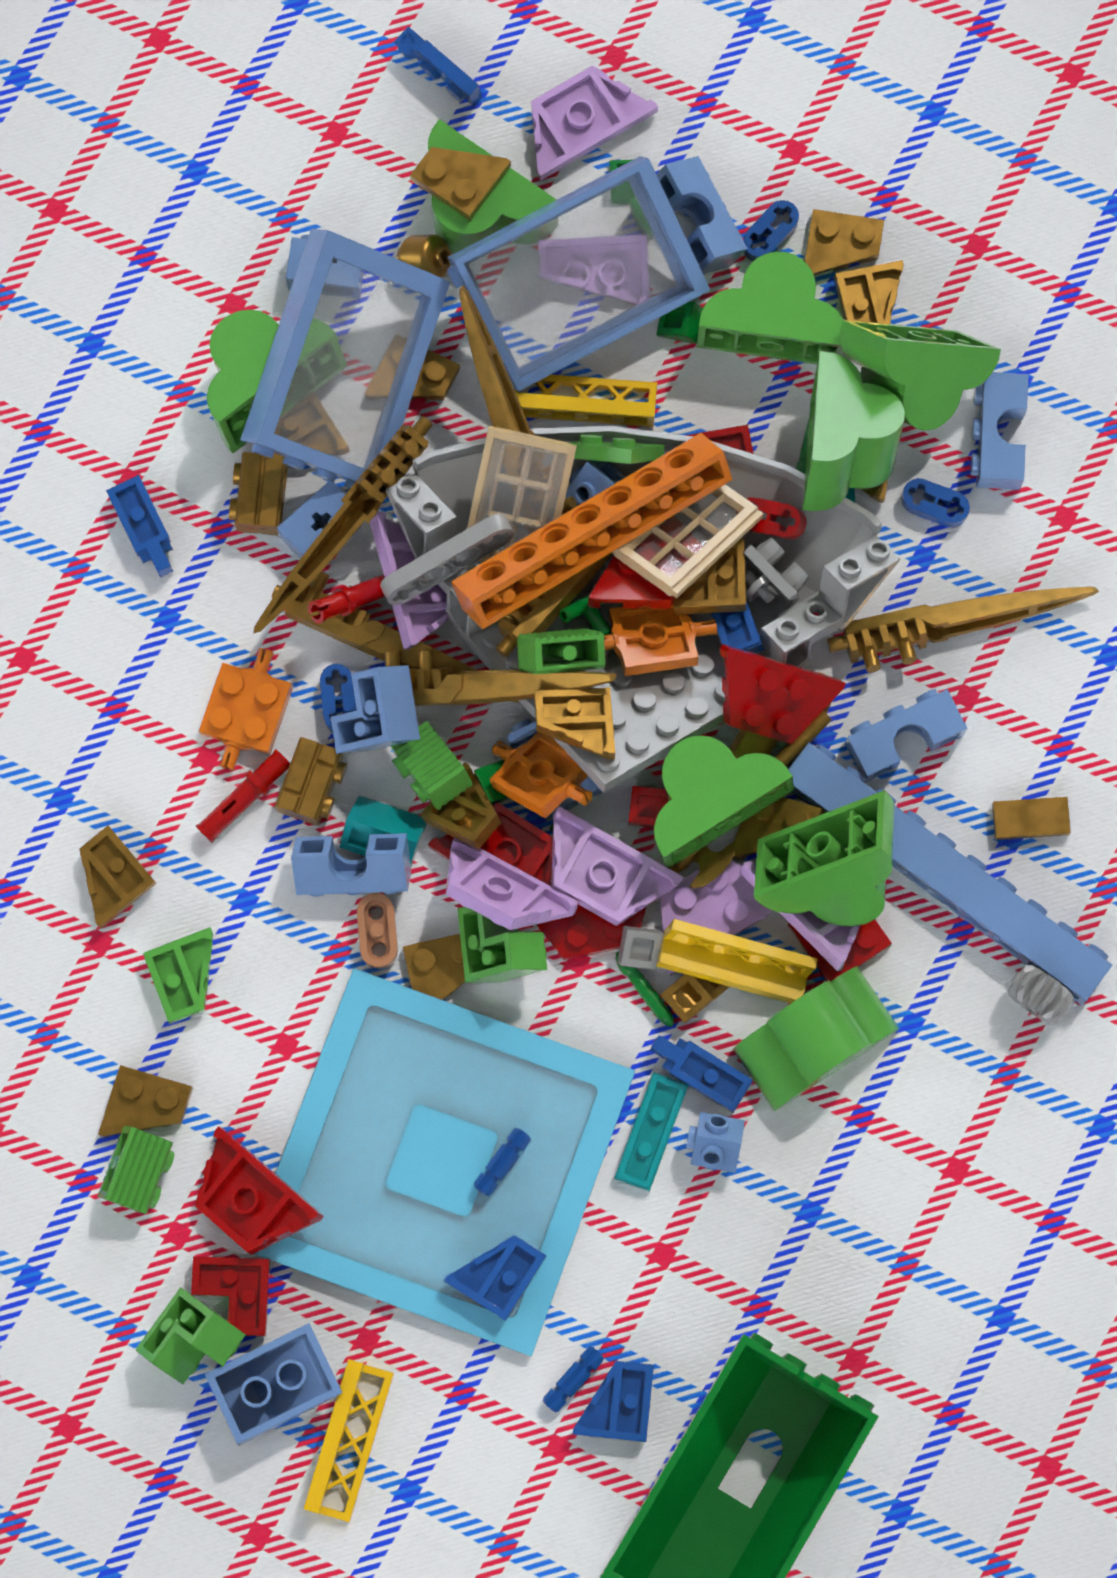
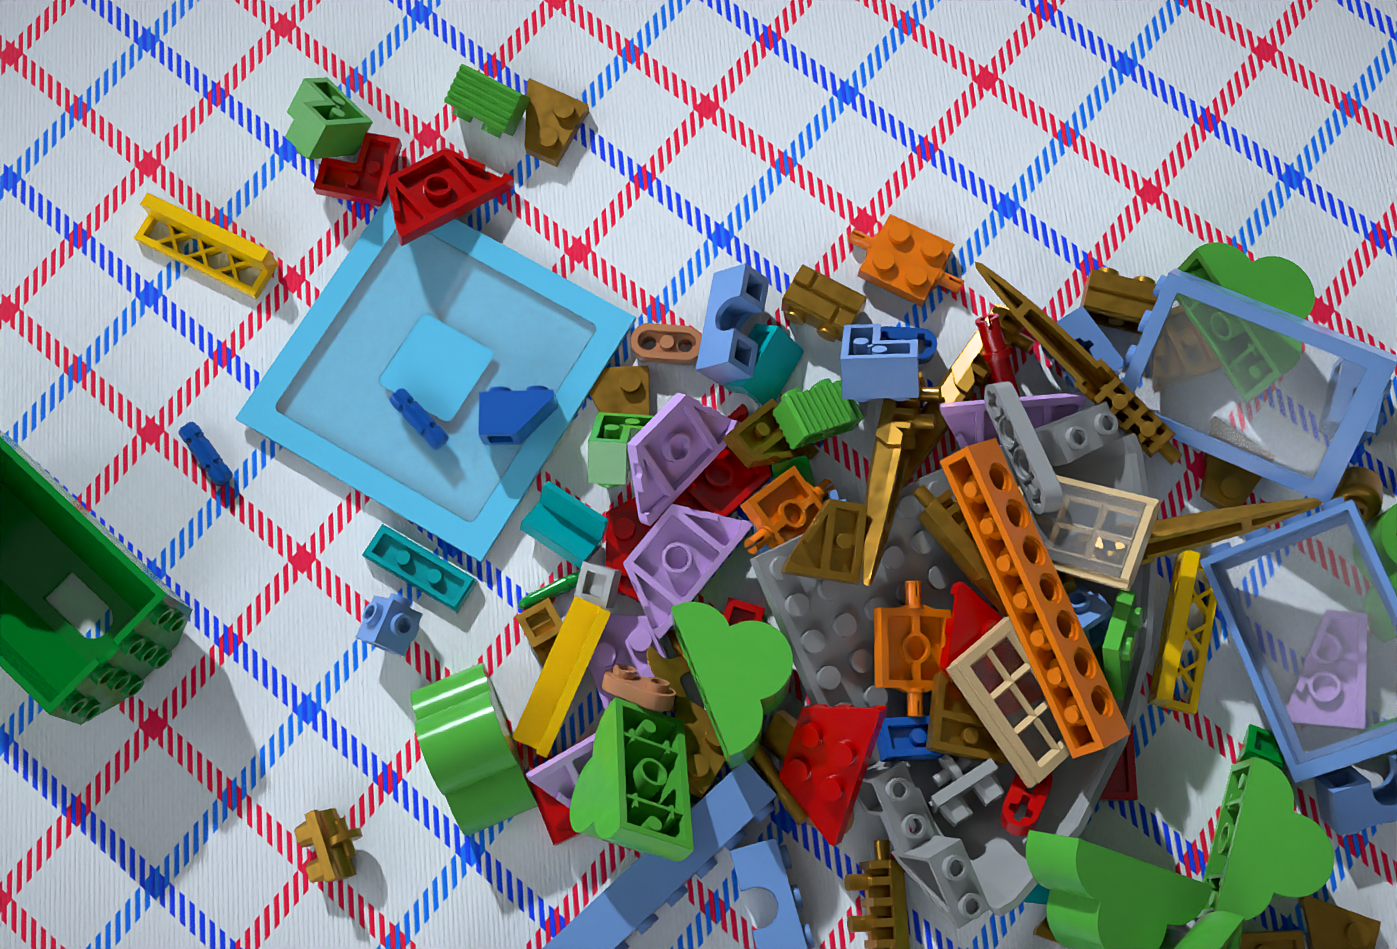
camera: 105 degrees right, 5 degrees down
(112, 876) = (765, 121): pearl gold wing -> none
(142, 523) = (1103, 192): blue hinge -> none
(182, 974) = (660, 167): bright green wing -> none
(244, 795) = (829, 257): red pin -> none
(273, 1384) = (262, 180): medium blue slope -> none
(486, 1065) = (513, 416): none -> blue slope
(498, 1276) = (311, 396): blue wing -> none
(561, 651) = (906, 542): bright green brick -> none
(586, 993) = (565, 525): none -> teal panel
(591, 614) = (953, 575): green piece -> none
(620, 1404) = (168, 491): blue wing -> none
(703, 1072) = (464, 626): blue hinge -> none
(738, 882) = (647, 692): none -> nougat plate
(765, 224) = (1365, 863): blue beam -> none
(932, 1147) = (332, 845): none -> pearl gold hips

